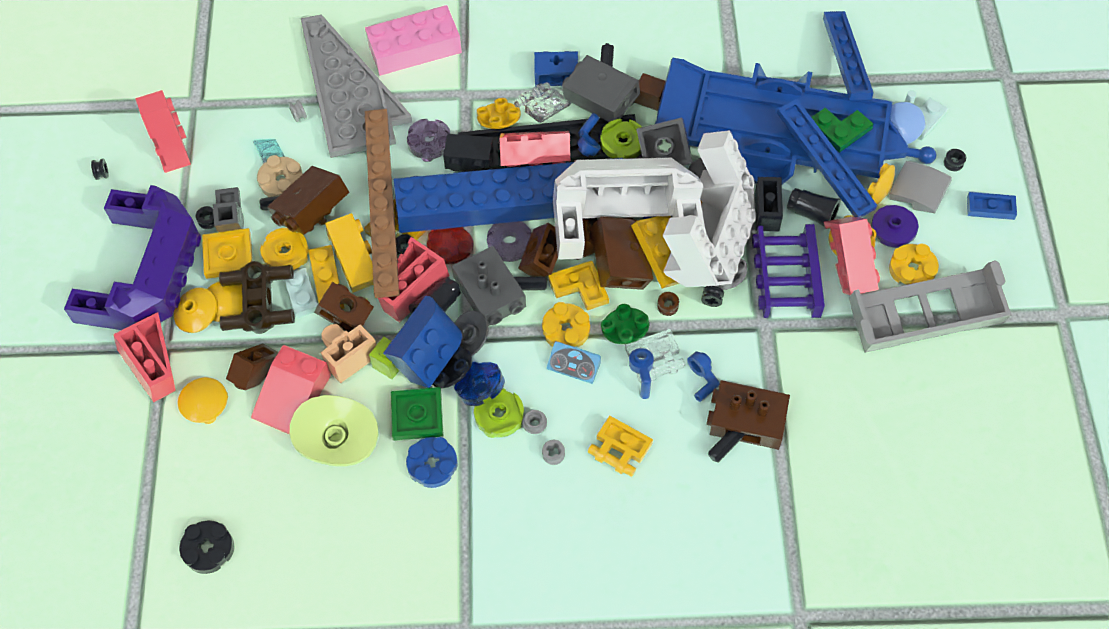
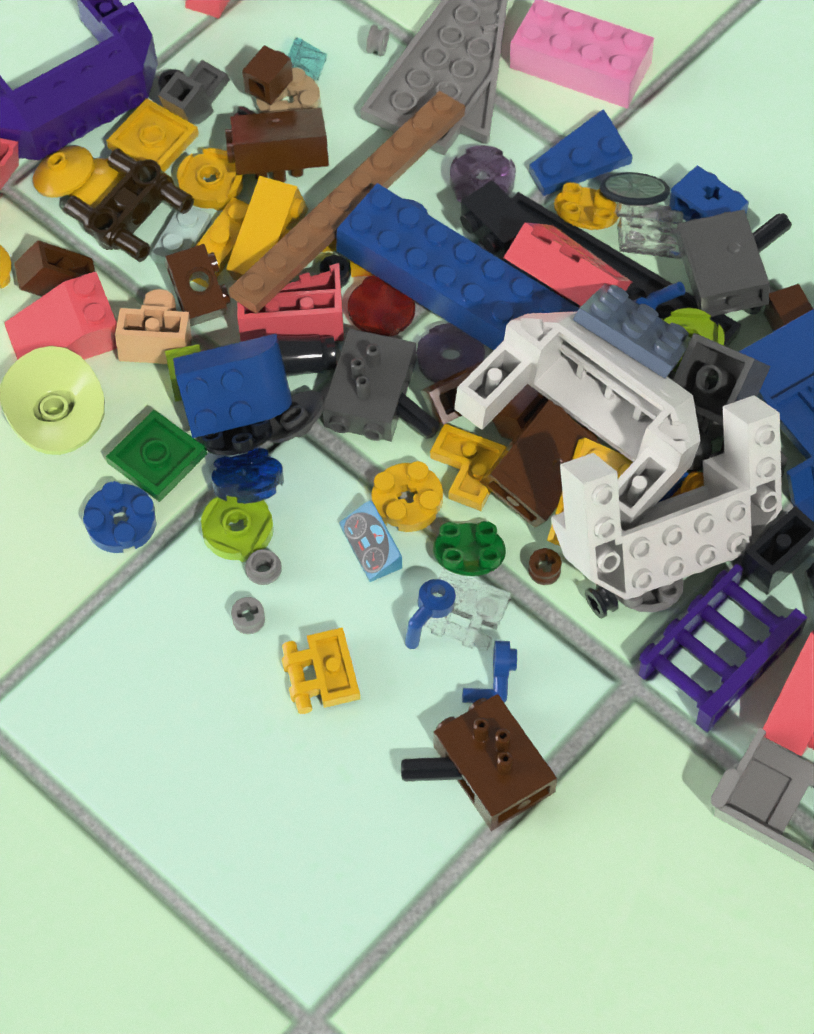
camera: 45 degrees right, 0 degrees up
(262, 170) = (267, 74): none -> reddish brown brick
(466, 92) = (581, 155): none -> blue wing
(513, 87) = (634, 189): none -> sand green wheel
(607, 149) = (634, 329): none -> sand blue plate

